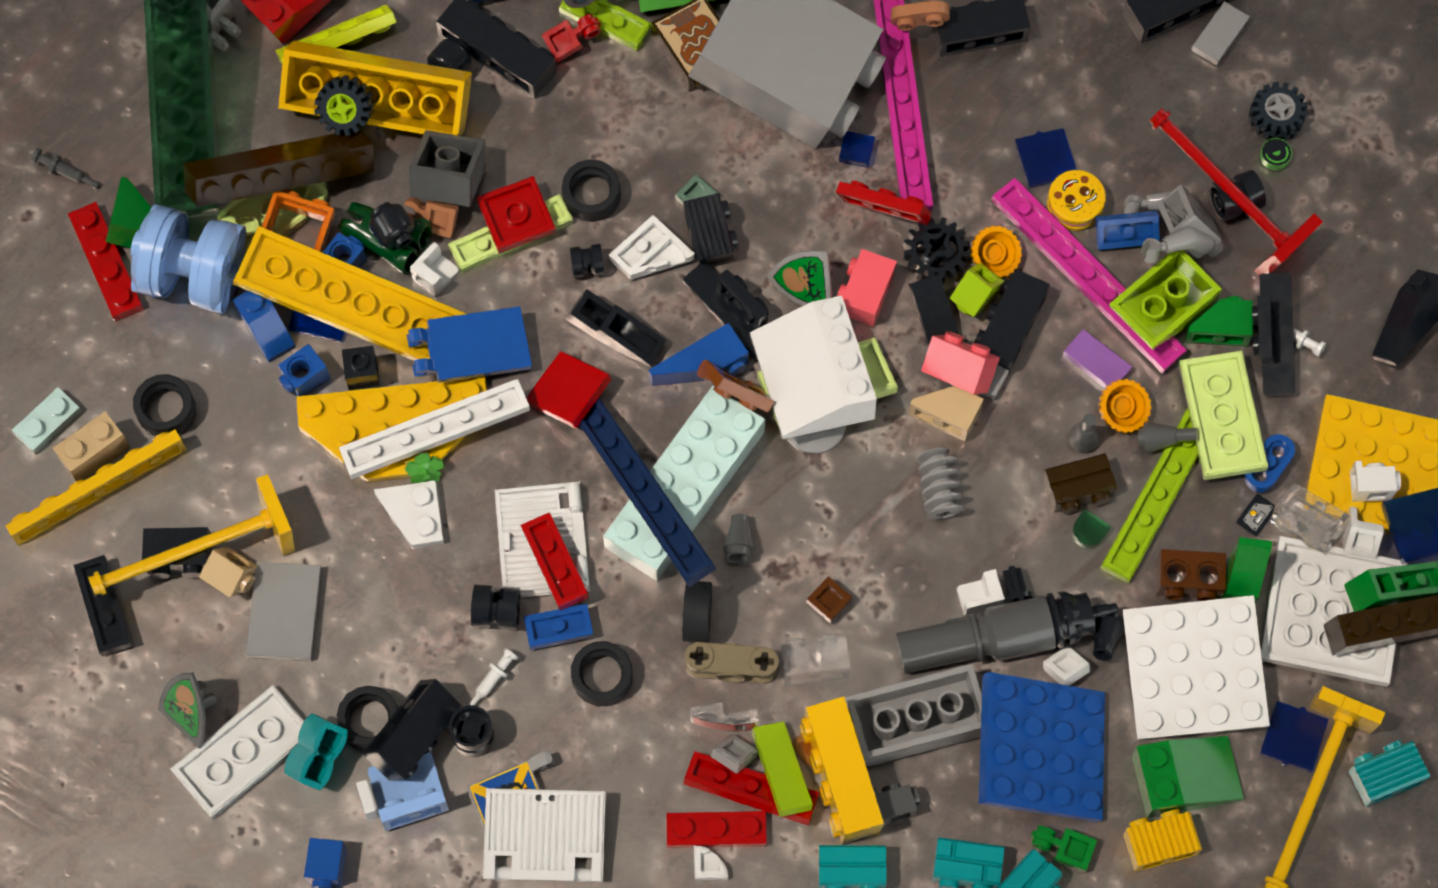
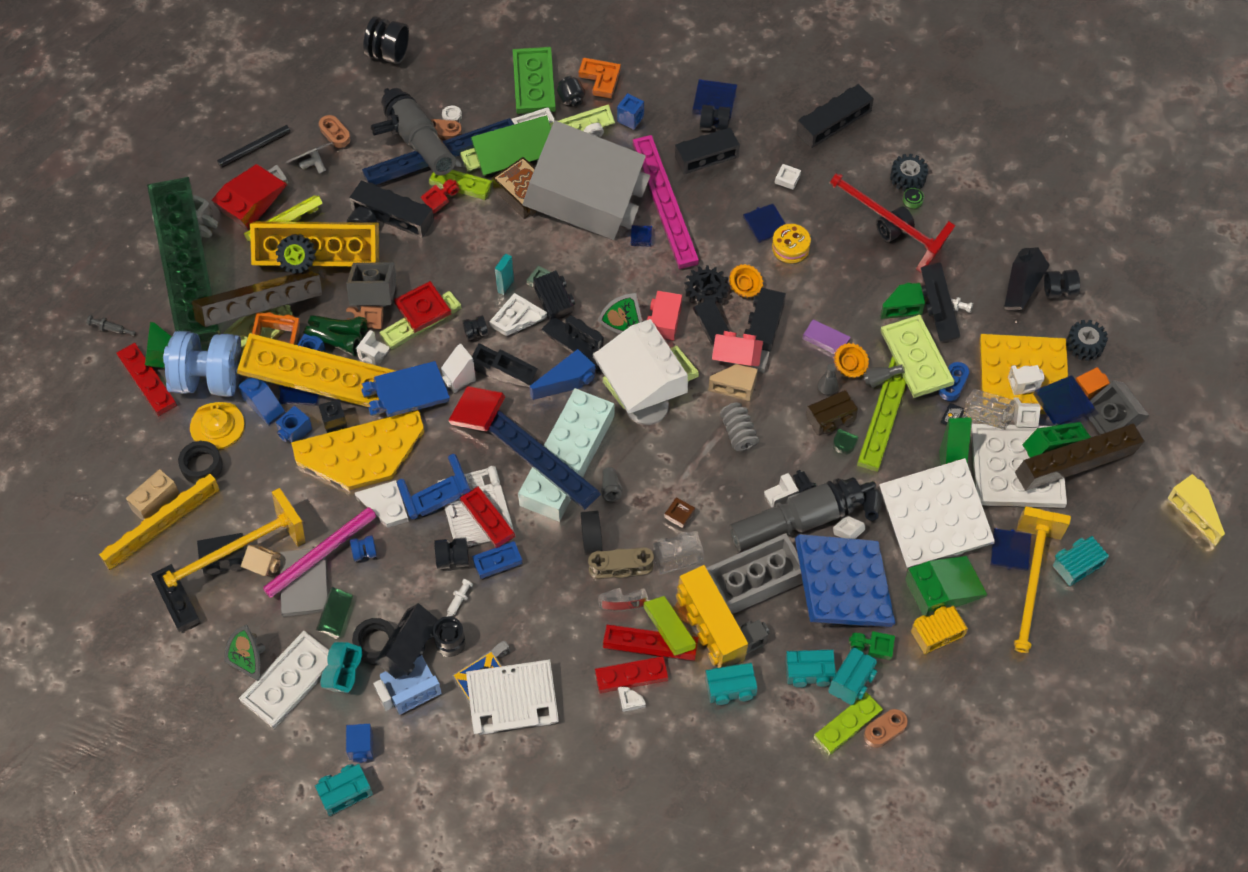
camera: 10 degrees left, 10 degrees down
(46, 420) = (119, 485): light aqua plate -> none
(196, 350) = (218, 424): none -> yellow hat
(311, 573) = (319, 552): none -> dark pink axle
(319, 666) = (334, 612): none -> clear green tile
(366, 577) = (358, 548): none -> blue wheel
(392, 226) = (340, 322): black head -> none
(424, 468) = (387, 472): bright green plant -> none
(434, 428) = (389, 445): white plate -> none
(488, 514) = (437, 494): none -> blue plate
(550, 326) = (458, 370): none -> white slope
(593, 650) = (527, 570): black tyre -> none
(596, 169) = (469, 272): black tyre -> none
(642, 184) = (504, 274): none -> teal tile
(727, 385) = (588, 385): dark orange plate -> none
(734, 753) = (634, 621): light grey tile -> none
(884, 202) = (666, 261): red plate -> none
(919, 14) = (666, 146): nougat plate -> none
(976, 290) = (738, 305): lime brick -> none
(1076, 265) = (810, 287): dark pink plate -> none
(1093, 88) = (788, 176): none -> white plate
(1126, 229) = (828, 255): blue plate -> none
(1166, 298) = (864, 289): lime slope -> none
(1186, 220) = (867, 242): light grey torso -> none
(1190, 566) = (917, 452): reddish brown brick -> none
(1220, 33) = (861, 134): light grey tile -> none

